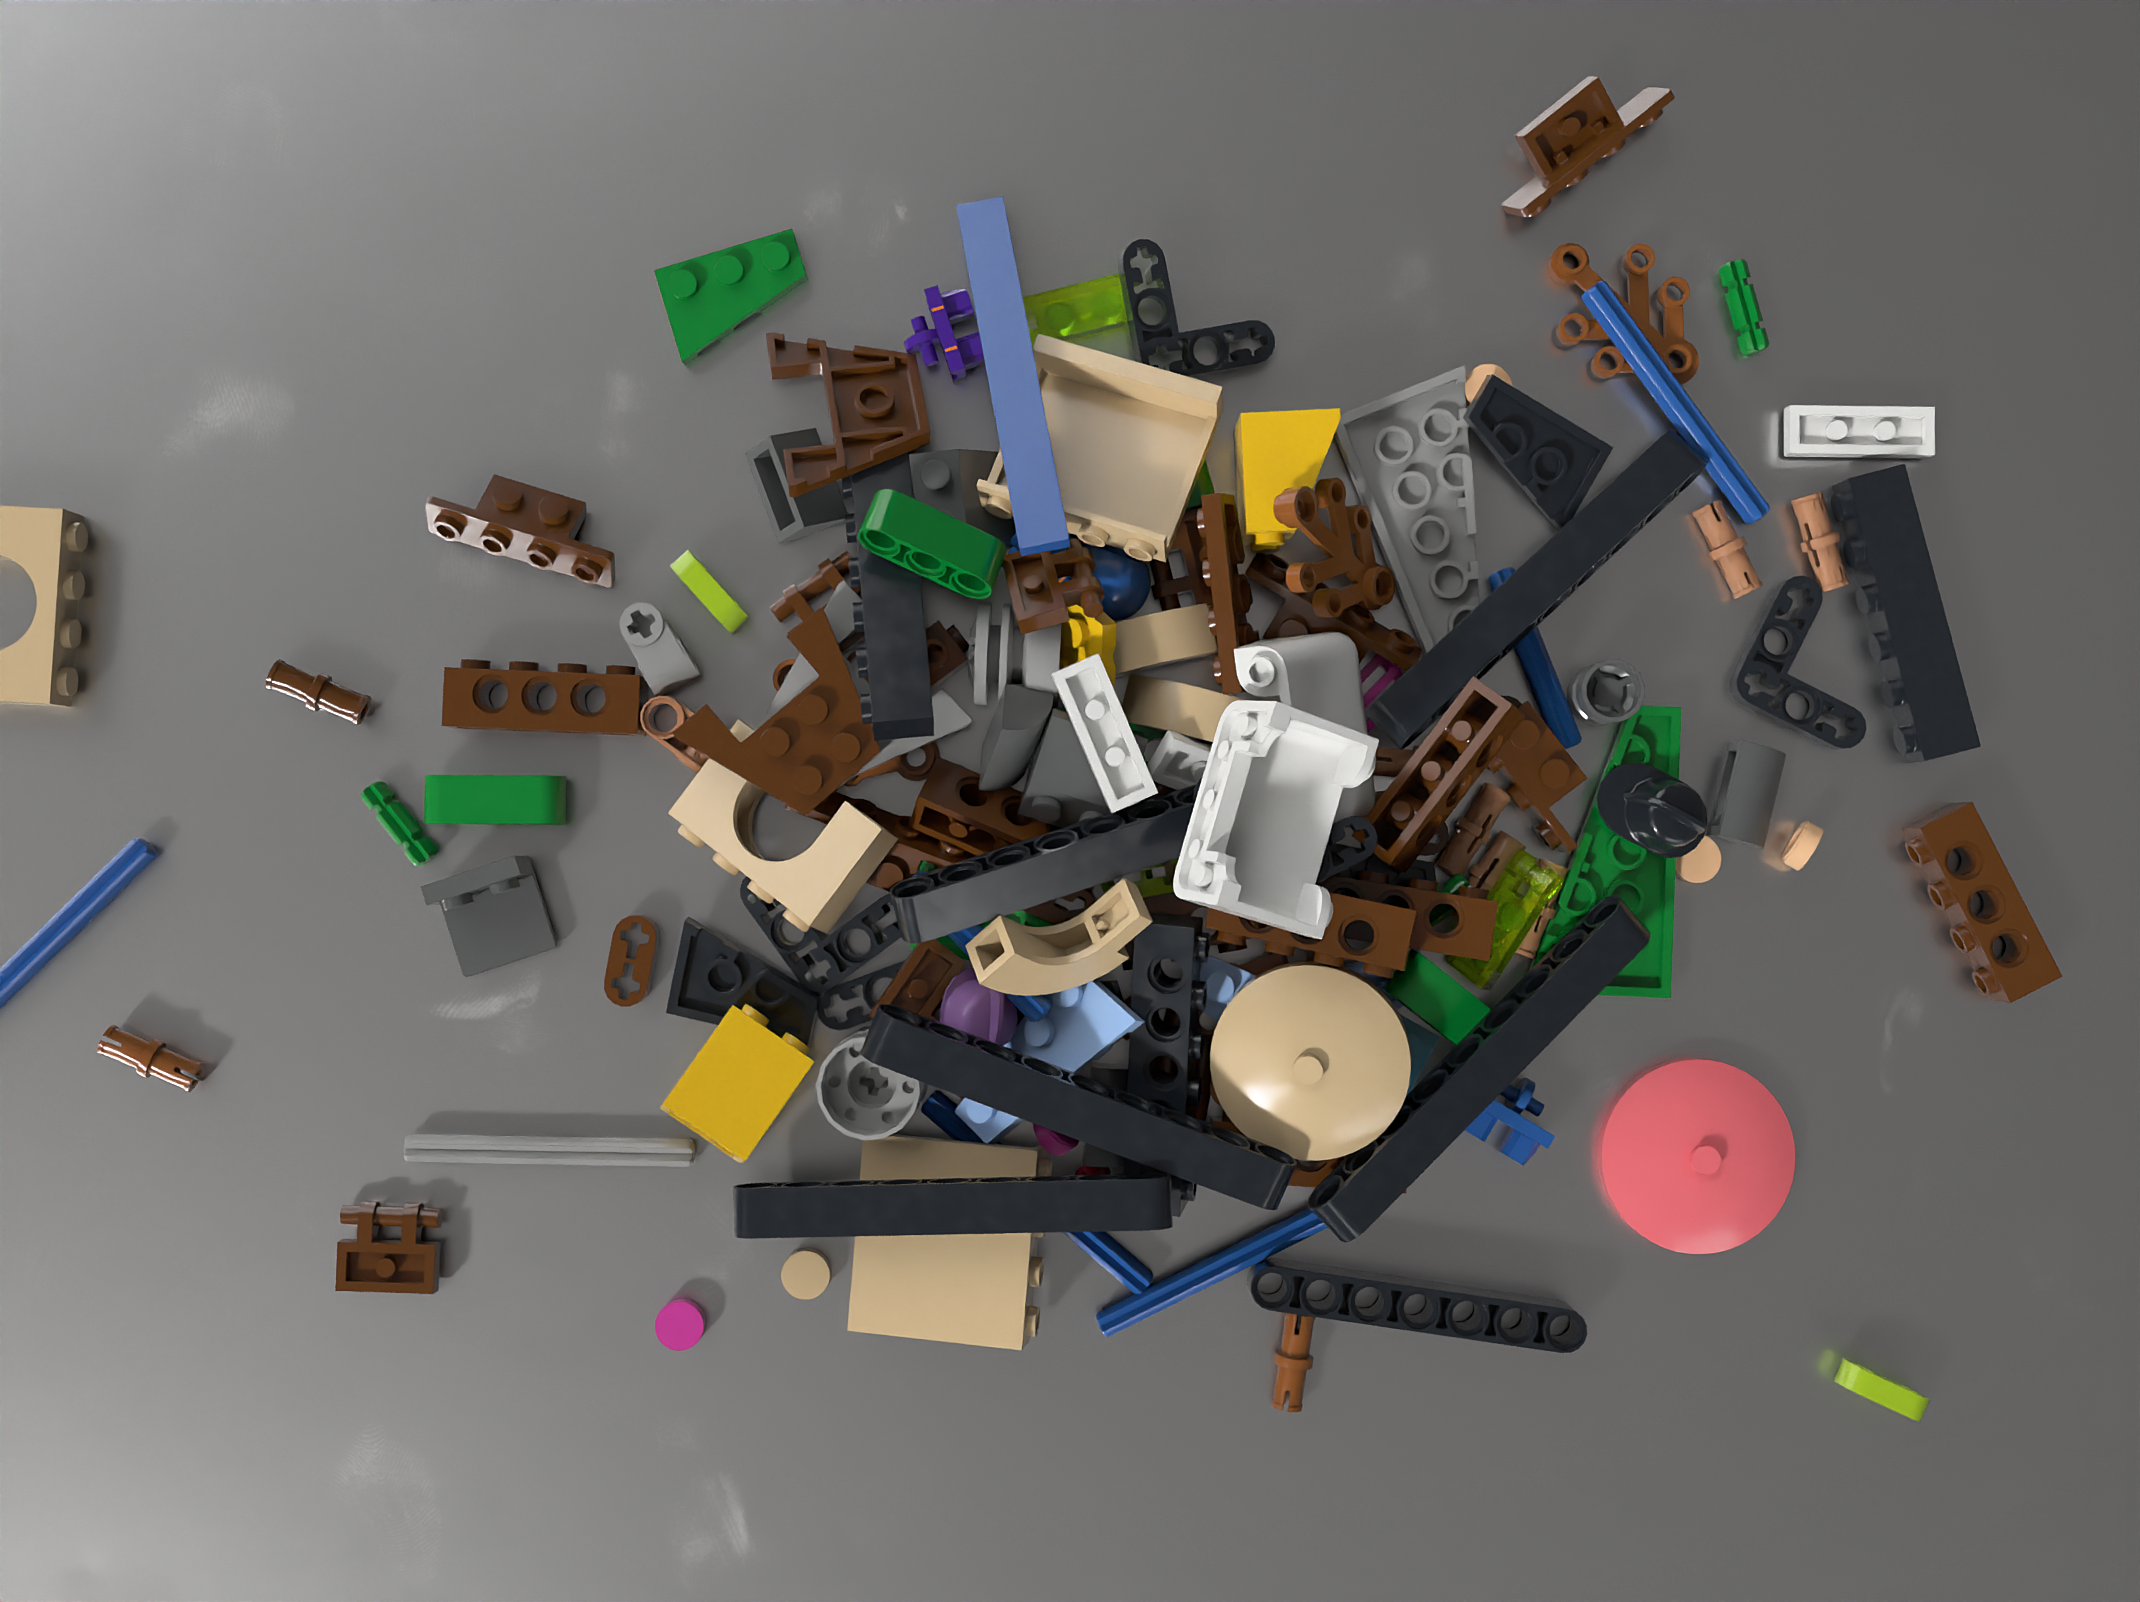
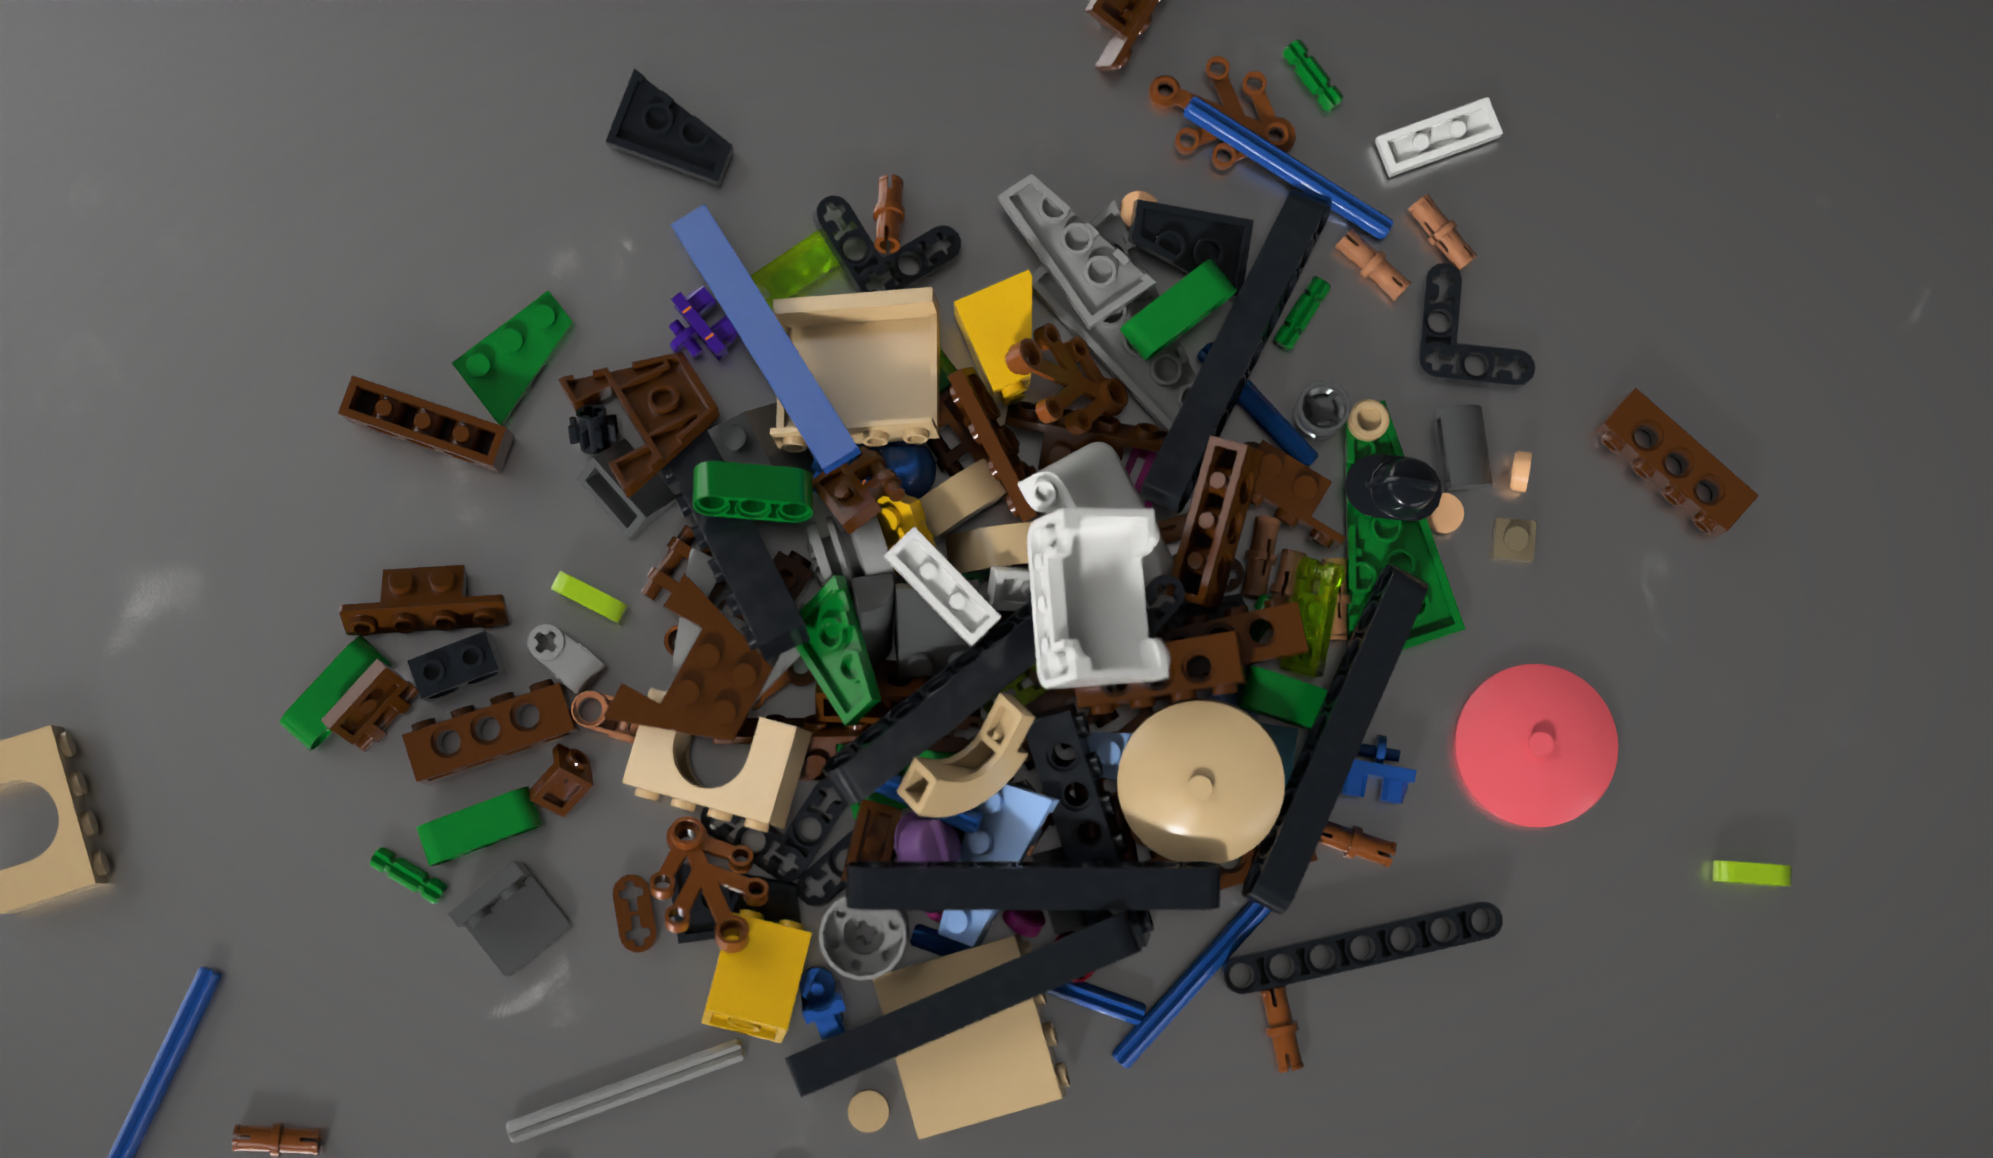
camera: 20 degrees left, 5 degrees down
(318, 692) = (305, 794): reddish brown pin -> none
(391, 592) = (305, 714): none -> green beam
(422, 622) = (371, 706): none -> reddish brown plate
(534, 613) = (456, 666): none -> black brick
(599, 328) = (426, 424): none -> reddish brown brick
(605, 786) = (564, 781): none -> reddish brown bracket
(721, 957) = (707, 879): none -> dark orange plant
(783, 404) = (593, 428): none -> black gear
(798, 1140) = (822, 1001): none -> blue hips
(960, 762) = (838, 652): none -> green wing
(987, 97) = (665, 133): none -> black wing
(1205, 285) = (889, 214): none -> dark orange pin
(1400, 421) = (1080, 260): none -> light grey wing
(1454, 1187) = (1356, 843): none -> dark orange pin
(1489, 517) = (1178, 310): none -> green beam
(1626, 573) = (1302, 312): none -> green axle
(1655, 724) = (1368, 420): none -> tan tile
(1762, 918) = (1513, 540): none -> dark tan plate
(1904, 615) = (1528, 264): black brick -> none

